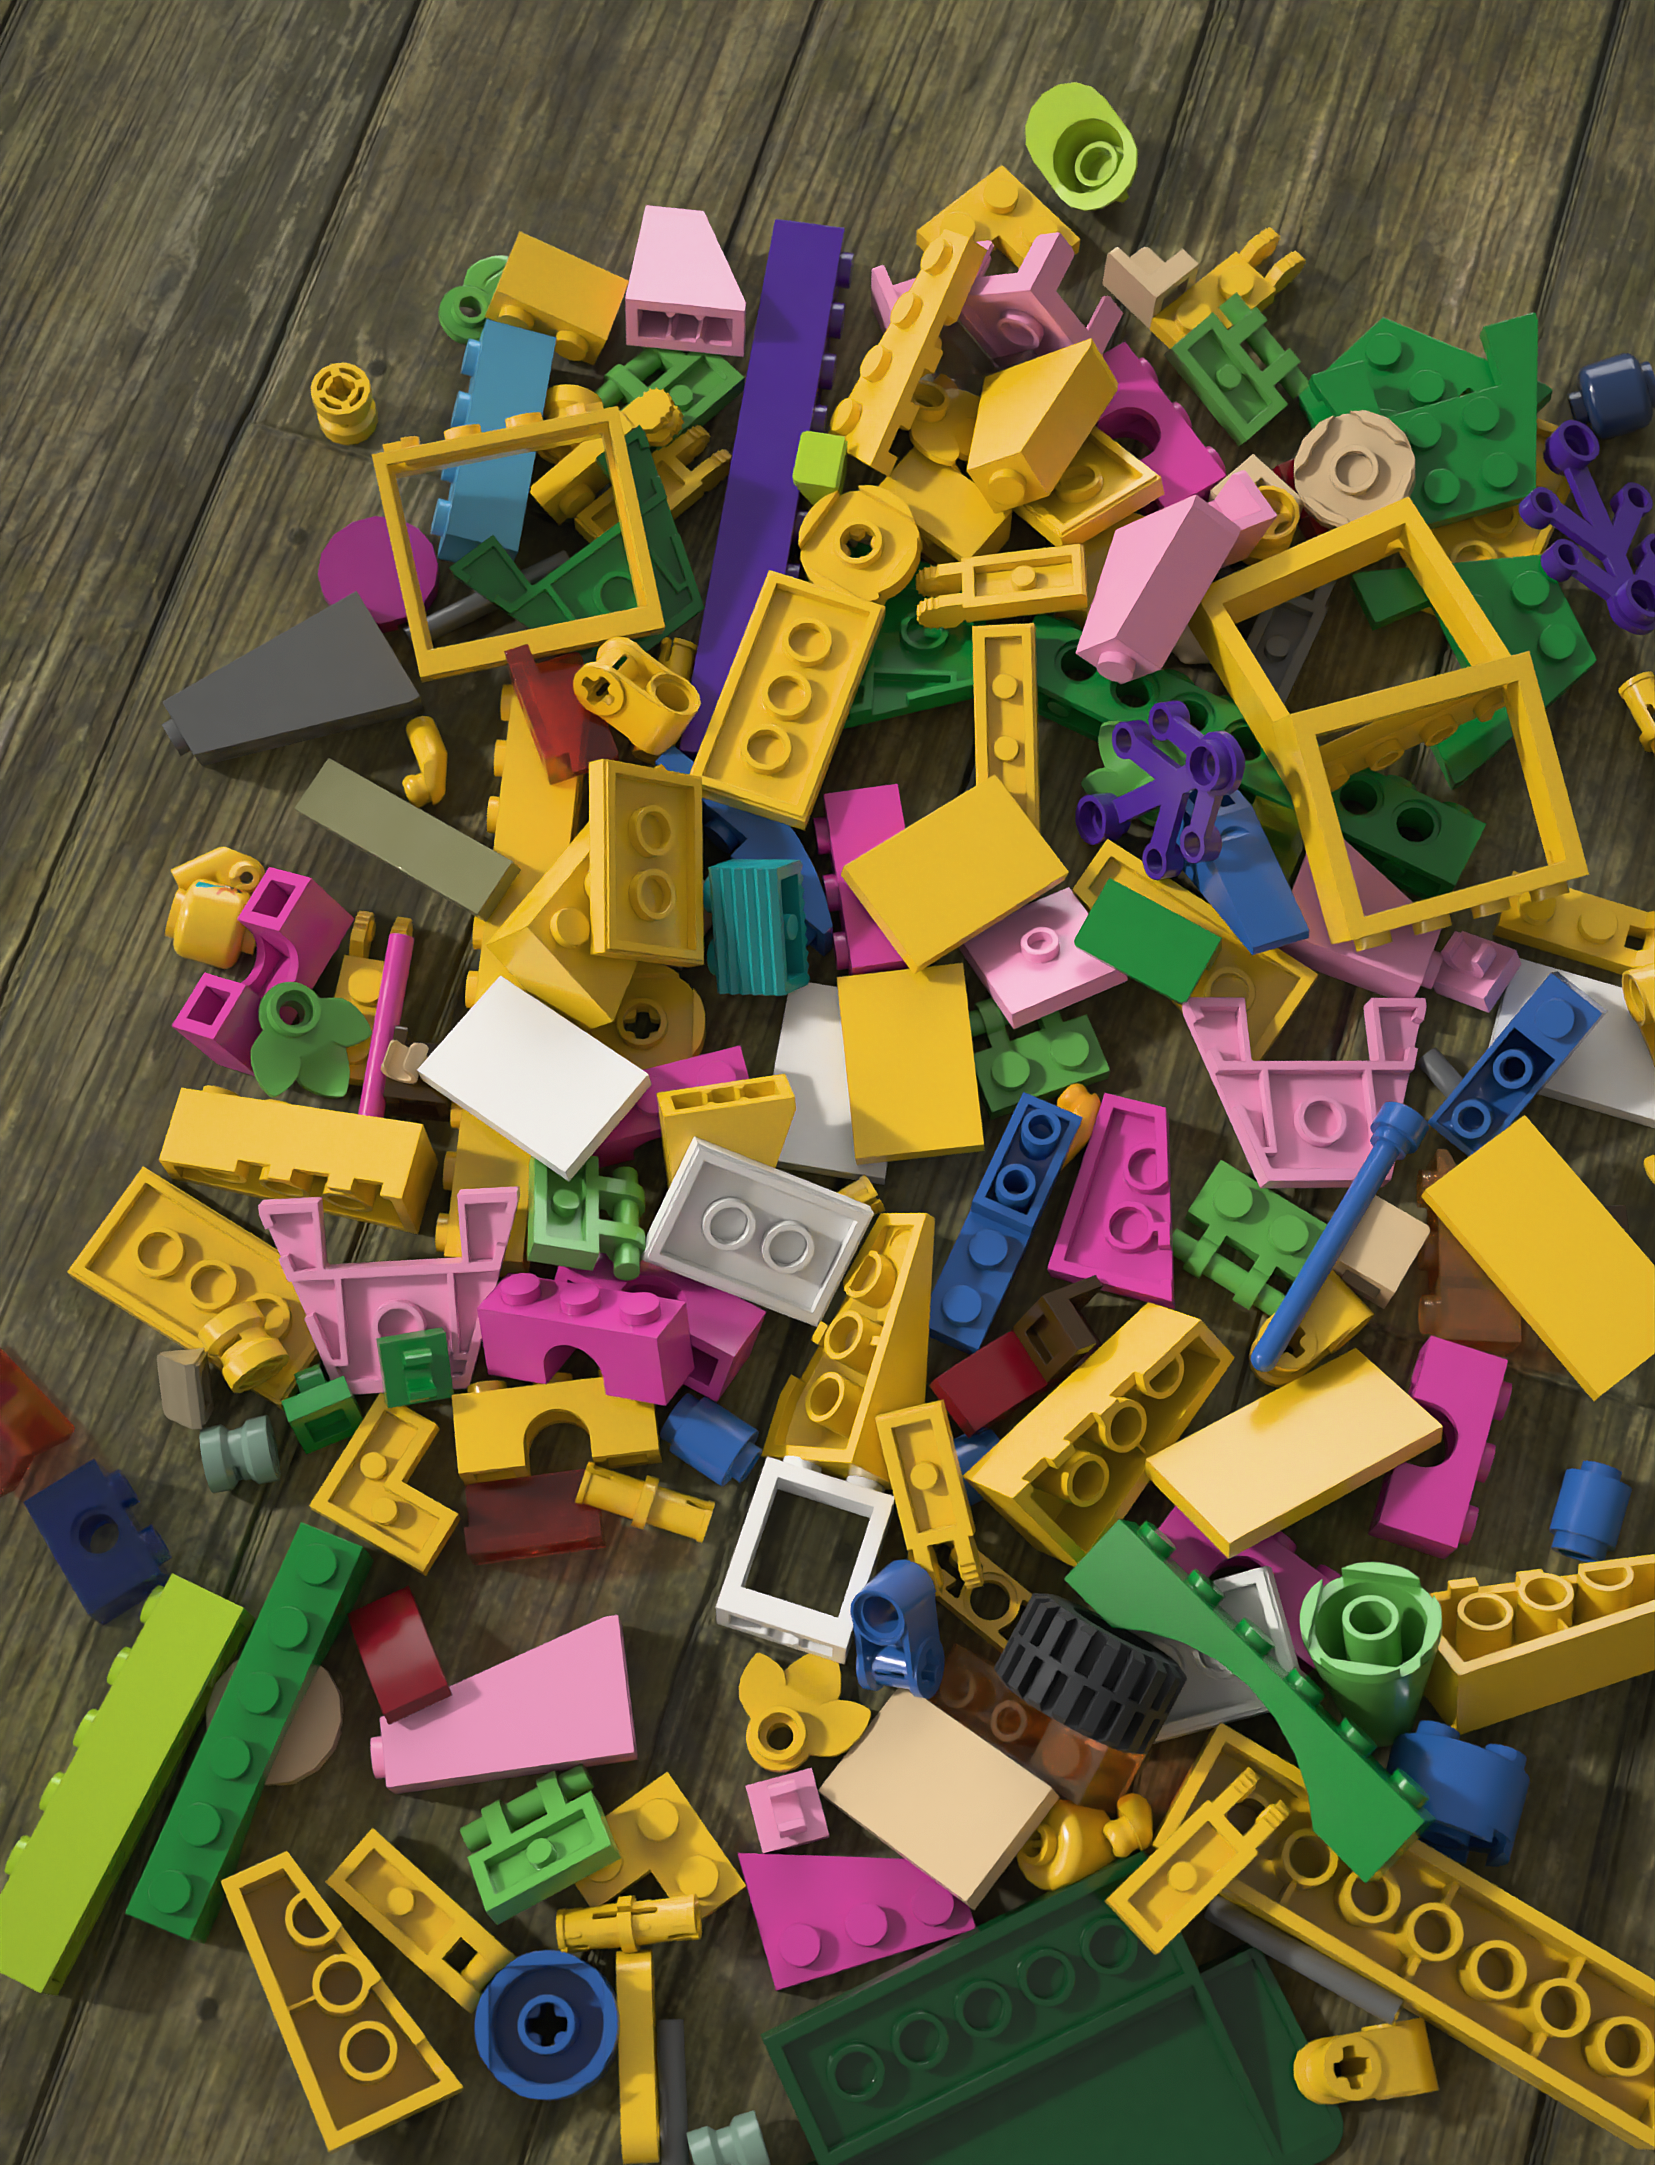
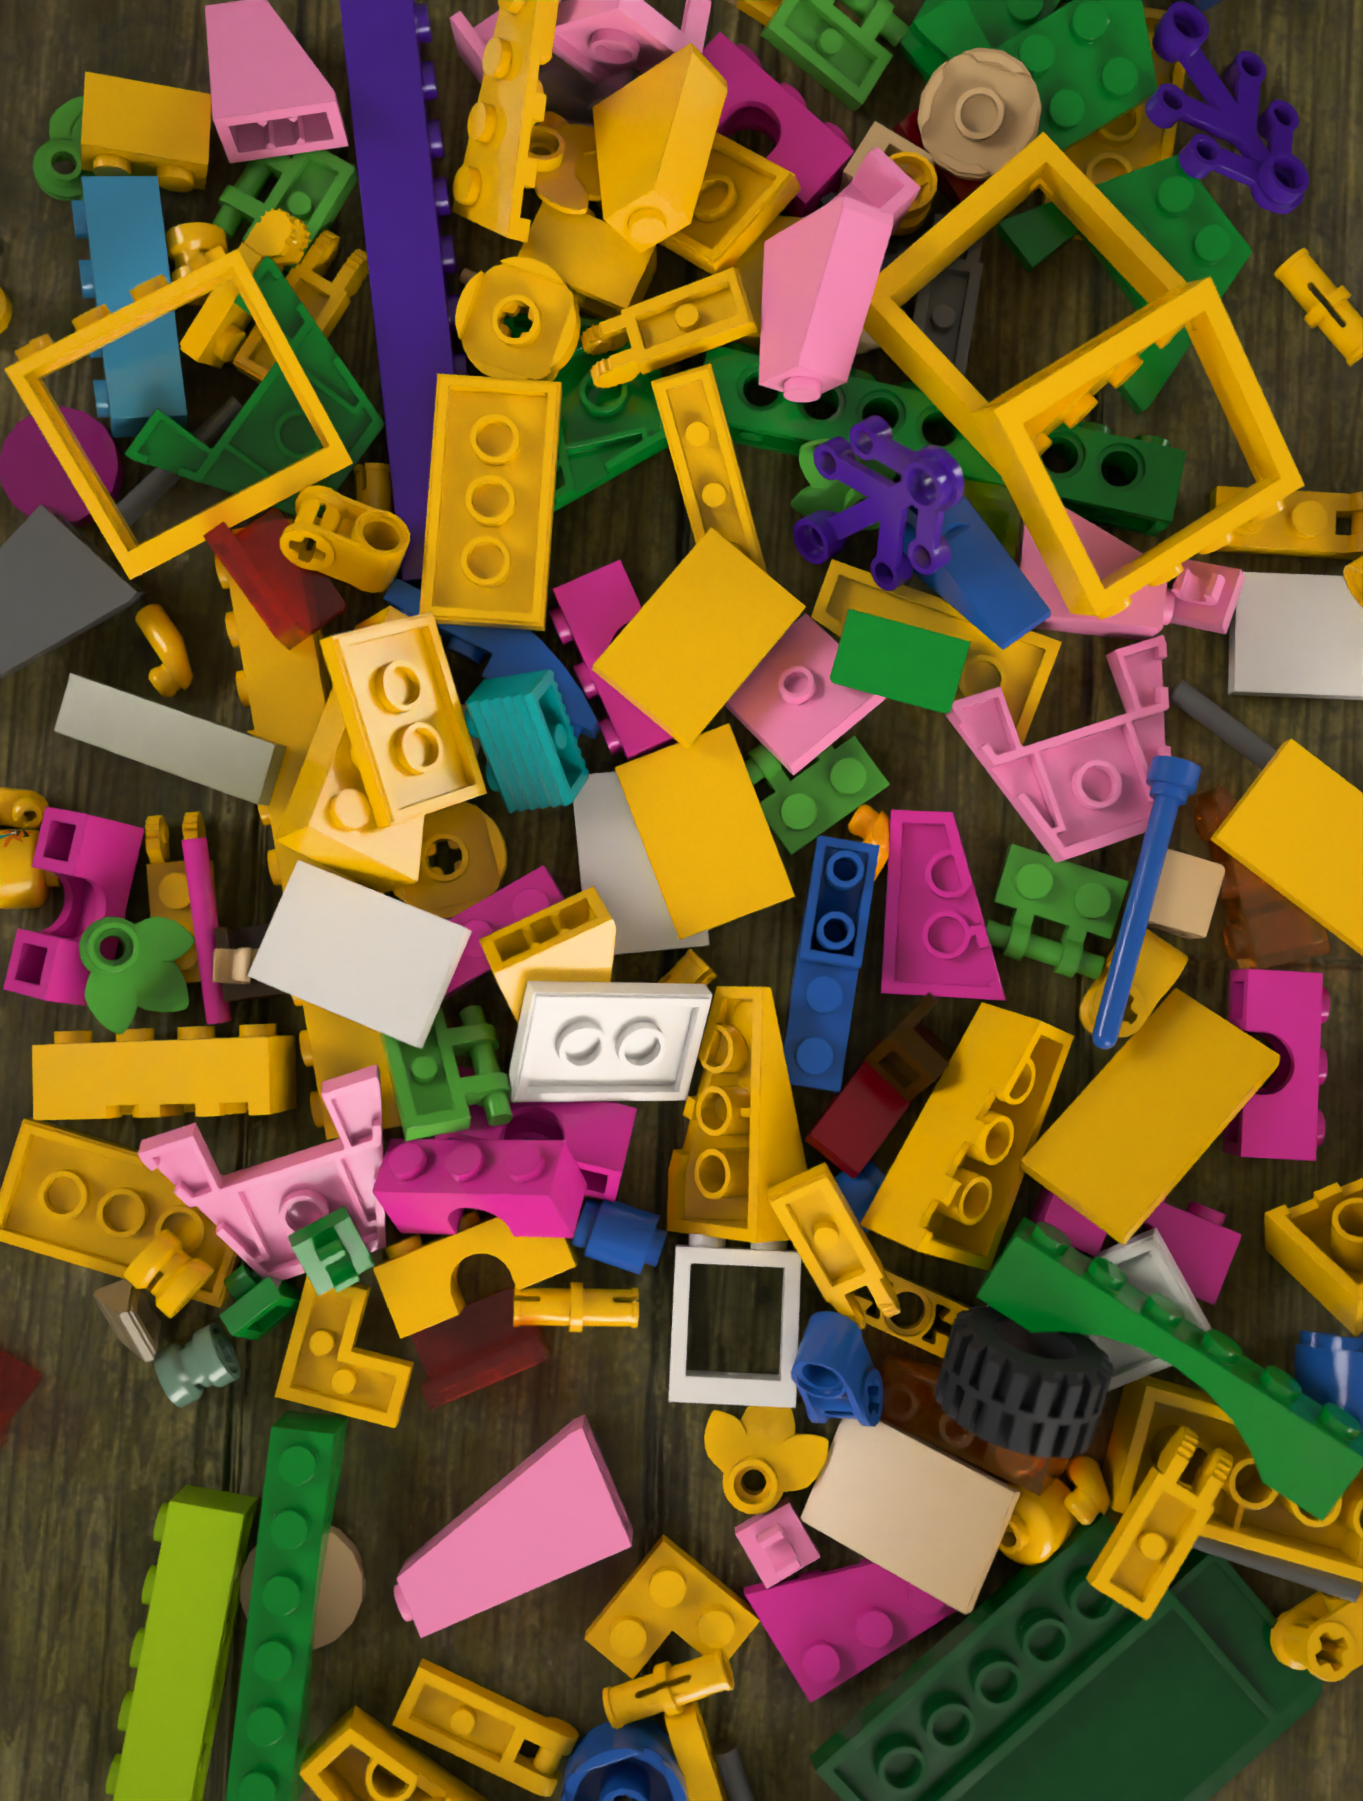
camera: 15 degrees left, 15 degrees up
(67, 1519) = (61, 1478): clear blue brick -> none
(399, 1655) = (395, 1513): dark red slope -> none
(544, 1855) = (579, 1656): bright green plate -> none
(820, 465) = (456, 246): lime slope -> none
(1373, 1644) = (1270, 1279): bright green cone -> none
(1518, 1064) = (1270, 681): blue slope -> none

